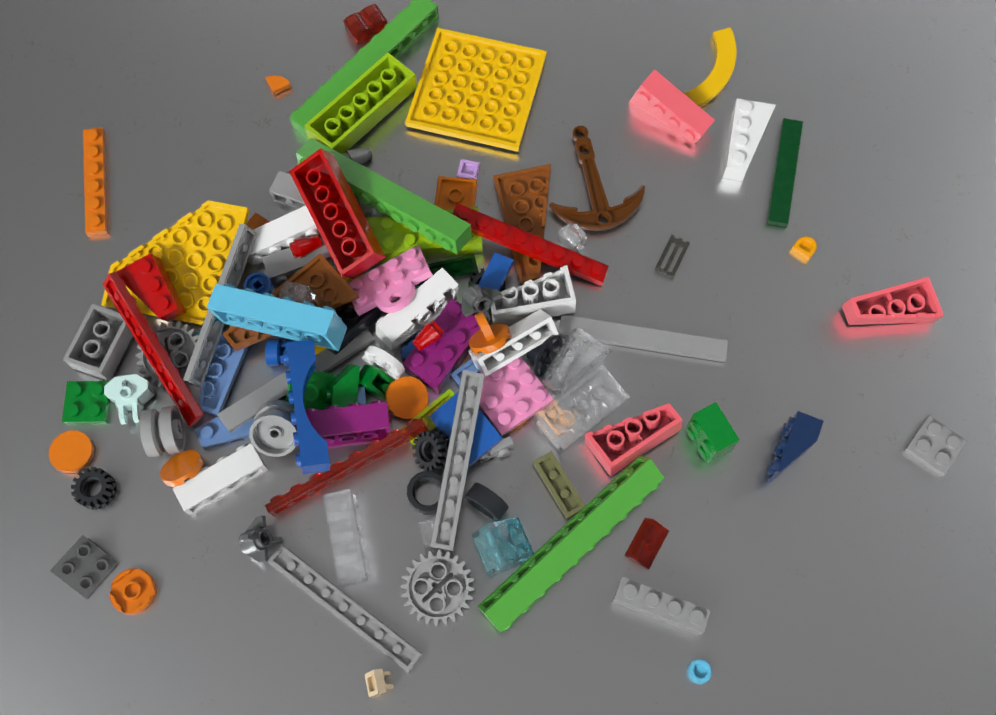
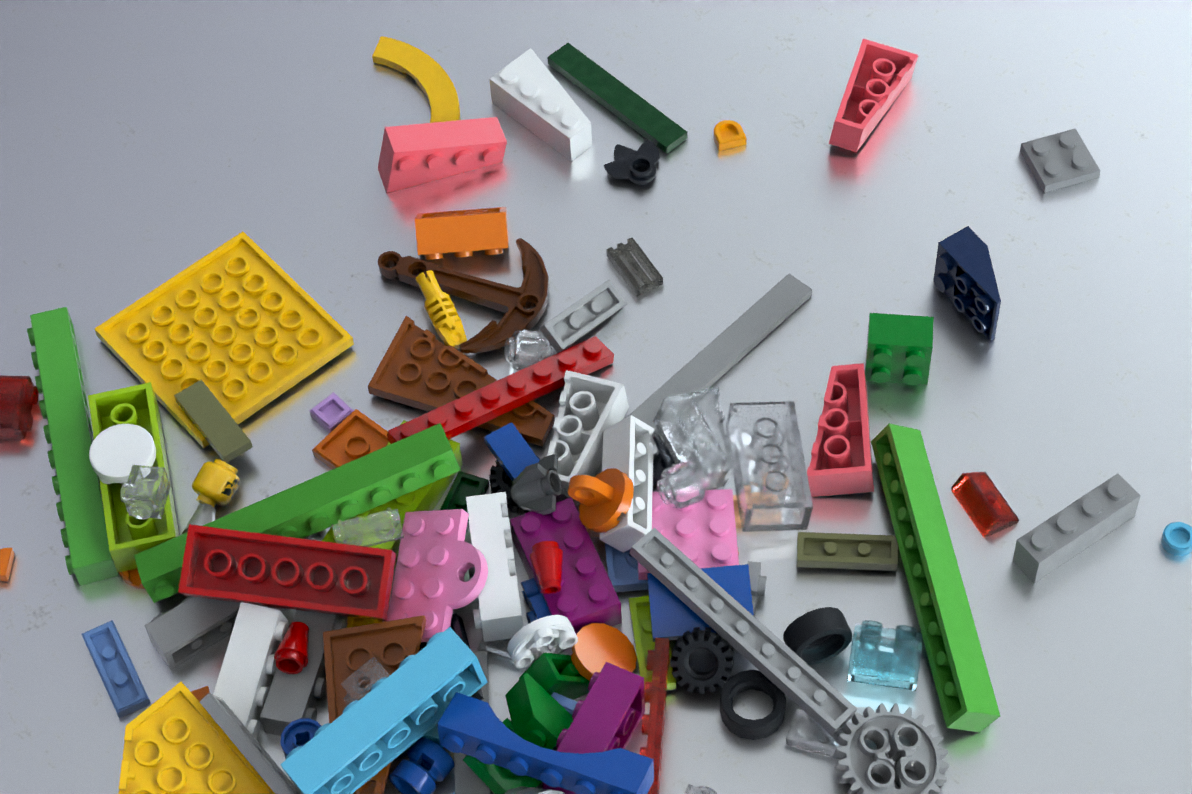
camera: 55 degrees left, 15 degrees down
(256, 175) = (116, 669): none -> medium blue tile
(342, 117) = (146, 492): none -> clear brick
(359, 91) = (120, 448): none -> white tile
(385, 146) = (216, 483): none -> yellow head
(392, 233) = (369, 530): none -> clear hinge
(418, 119) = (213, 421): none -> olive tile
(528, 372) = (682, 485): none -> clear head
(565, 179) = (441, 311): none -> yellow hinge
(615, 251) = (583, 316): none -> light grey plate
(627, 154) = (462, 232): none -> orange slope
(745, 209) = (633, 164): none -> black plate

